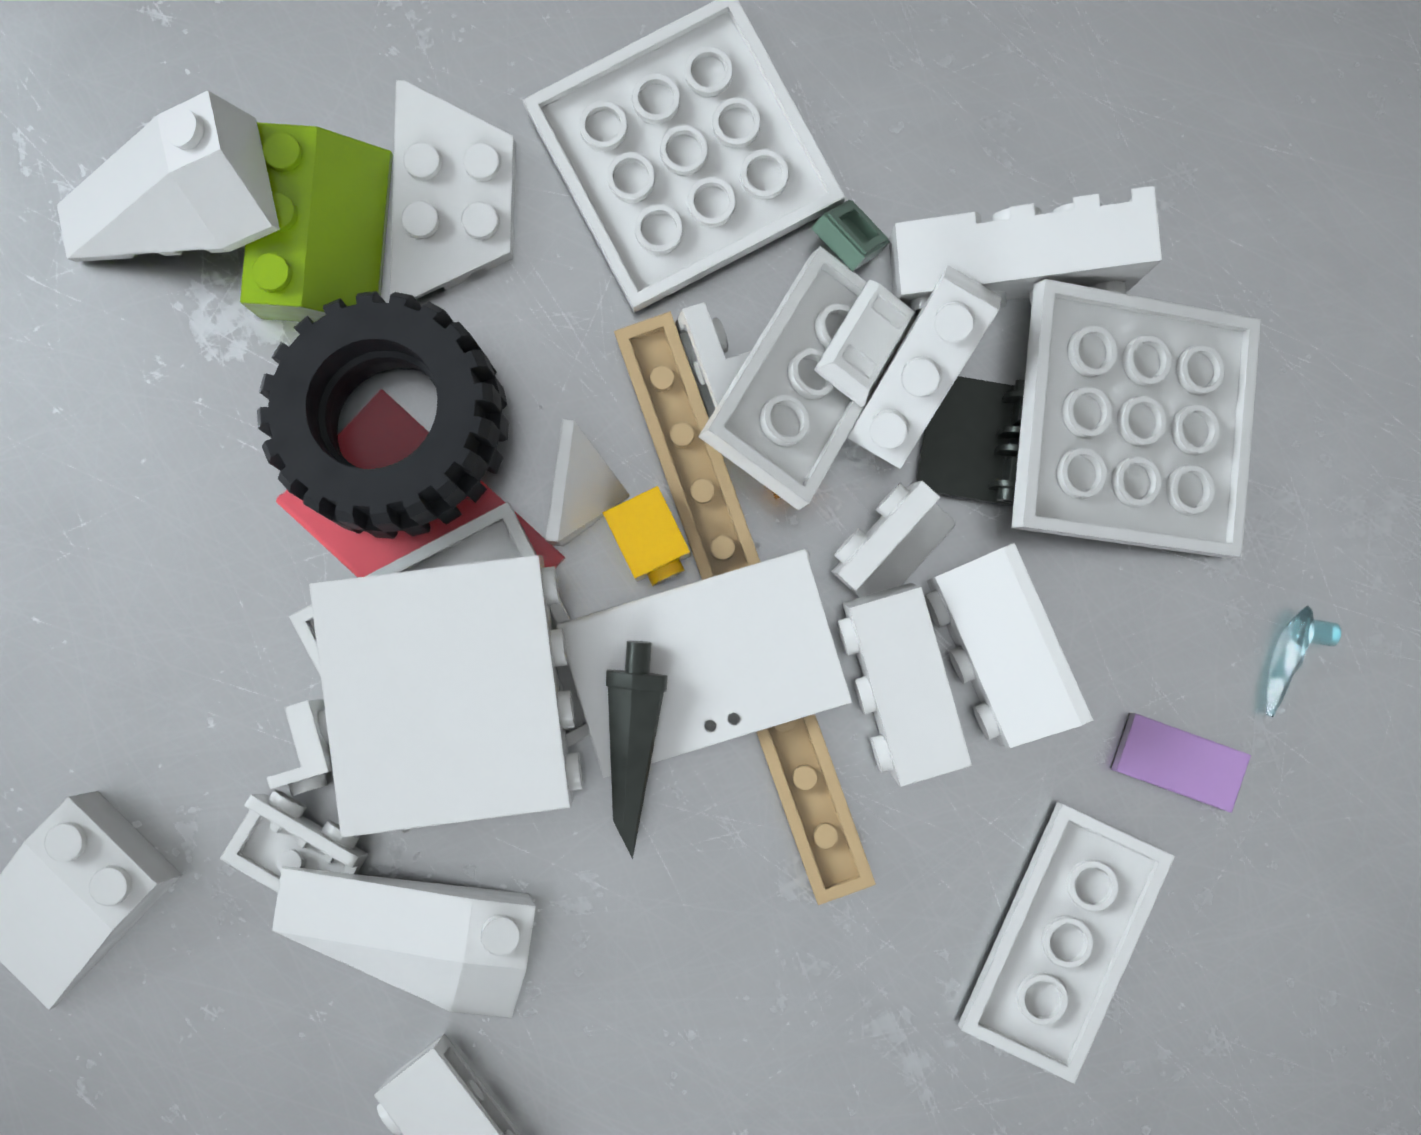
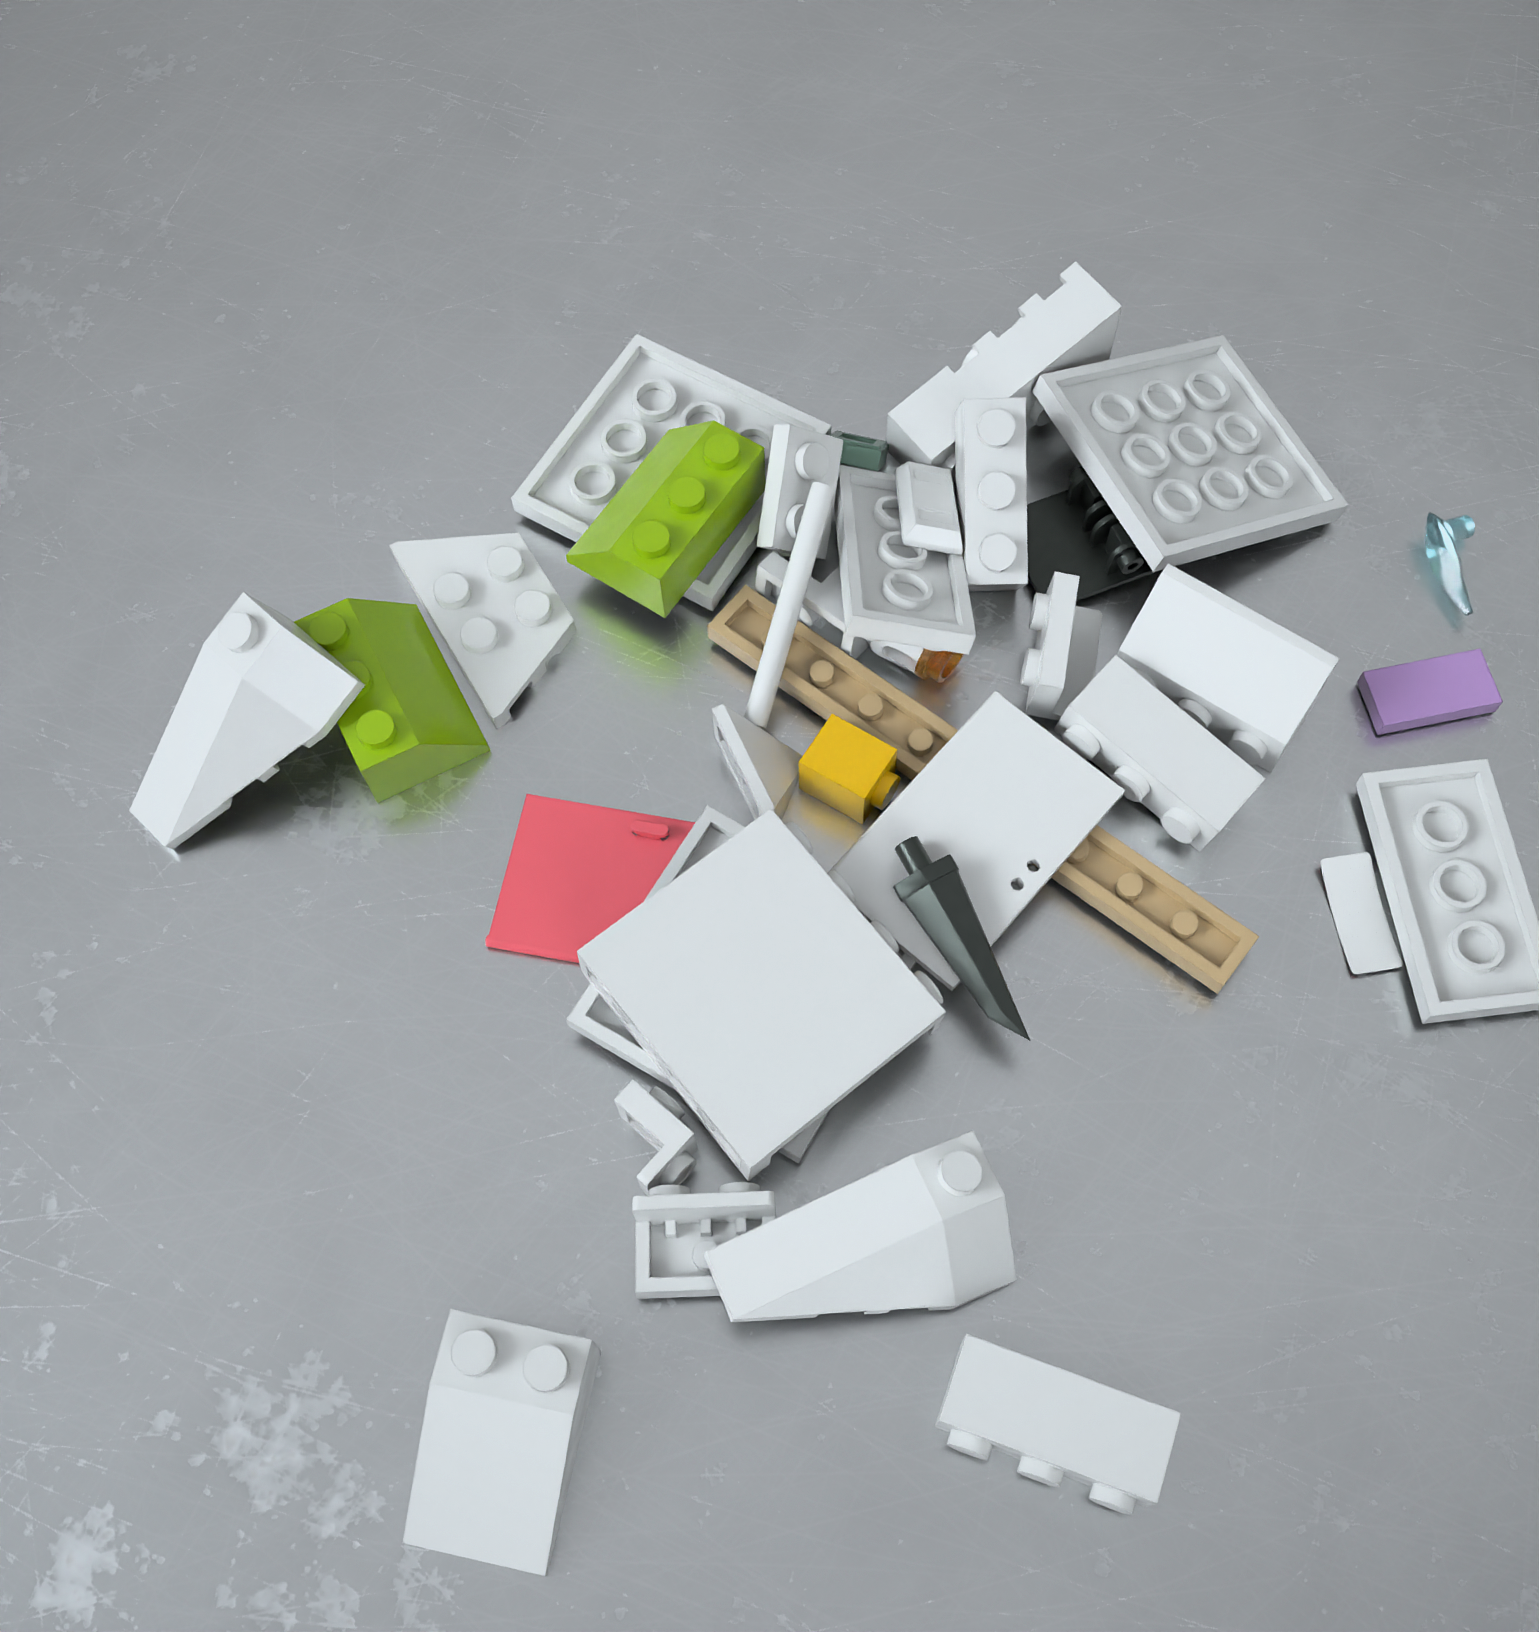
camera: 30 degrees left, 20 degrees down
(326, 367) = (529, 724): black tyre -> none
(642, 208) = (673, 514): none -> lime slope
(685, 363) = (789, 603): none -> white bar
(761, 260) = (795, 462): none -> white bracket
(979, 907) = (1359, 913): none -> white sticker

